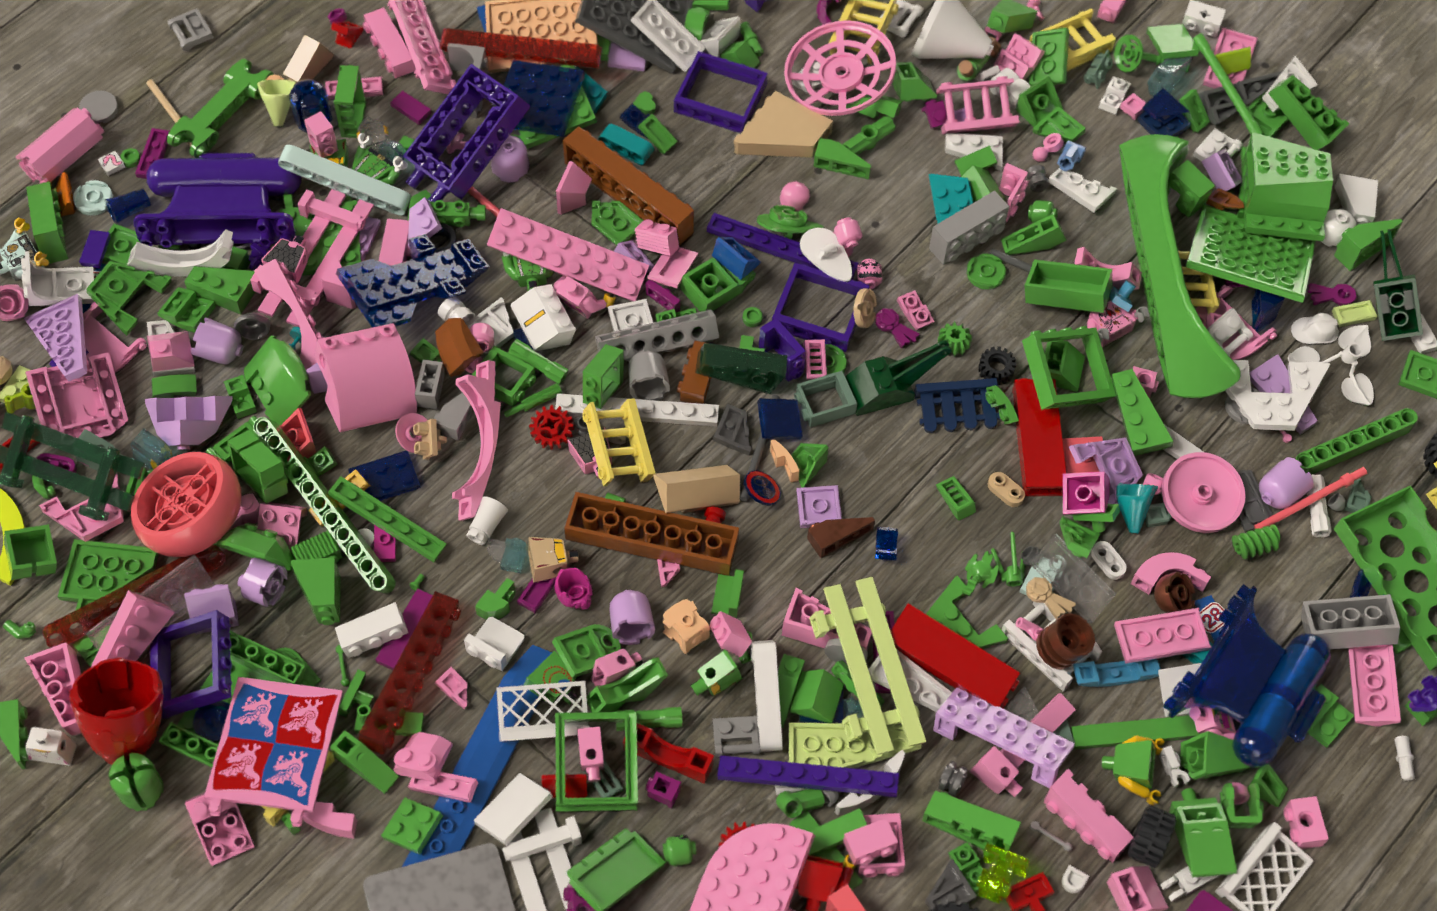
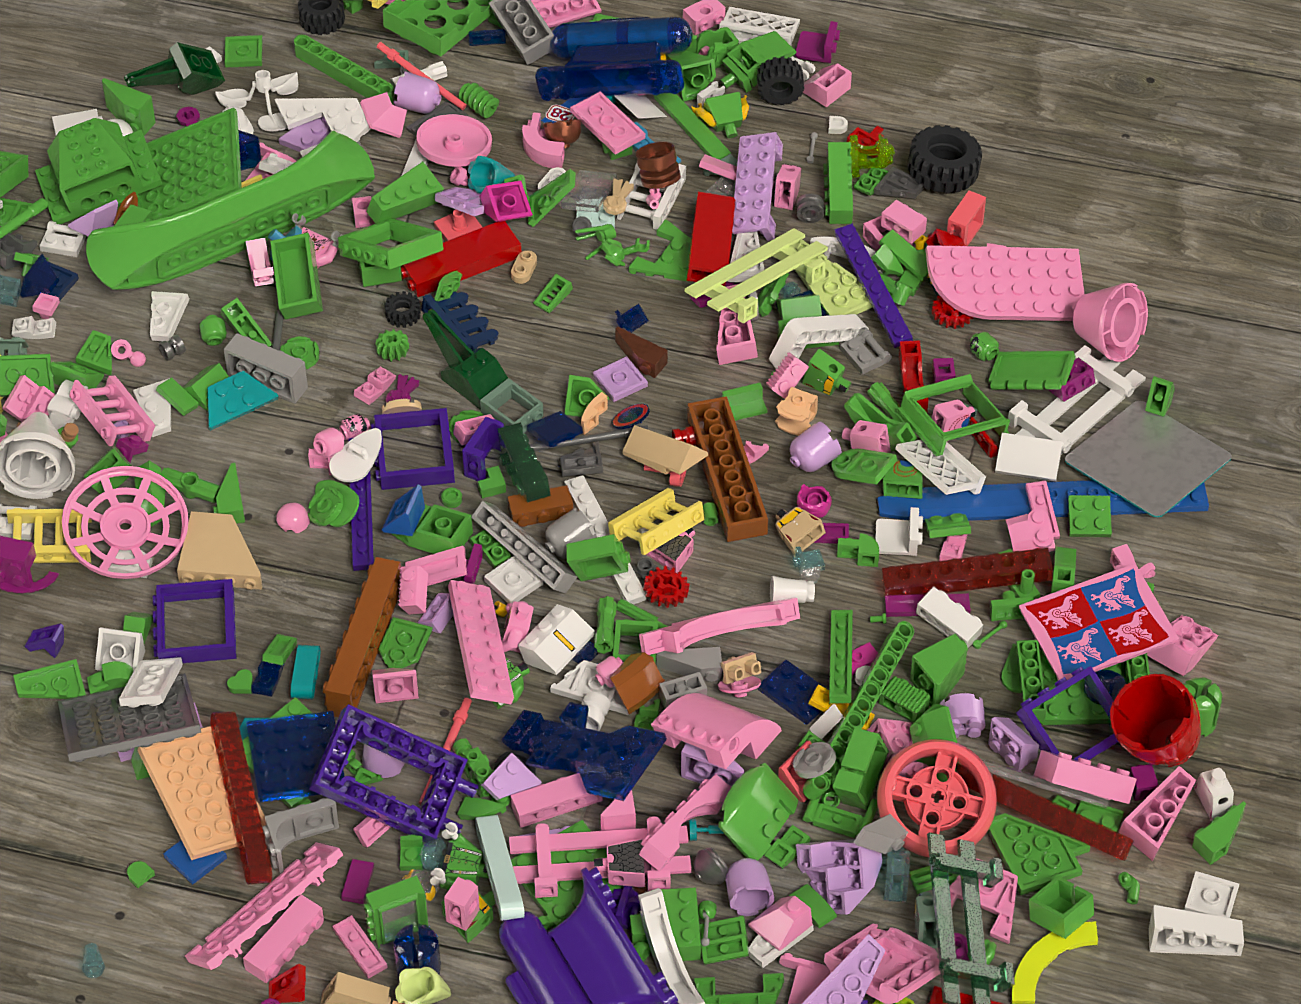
camera: 115 degrees left, 10 degrees down
(174, 438) = (882, 835): none -> light grey slope
(220, 310) = (709, 913): none -> hinge
(282, 428) = (814, 760): none -> light grey tile
(331, 478) = (826, 722): none -> white sticker
(477, 689) = (947, 526): none -> bright green plate
(751, 38) = (112, 623): bright green pin -> none
(835, 806) = (887, 261): none -> bright green slope
(1013, 185) = (204, 349): bright pink bracket -> none
(1071, 155) = (130, 330): medium blue piece -> none
(1087, 817) = (789, 121): bright pink wedge -> none
(1265, 444) = (383, 115): none -> bright pink slope
(1354, 313) = (202, 104): yellowish green tile -> none

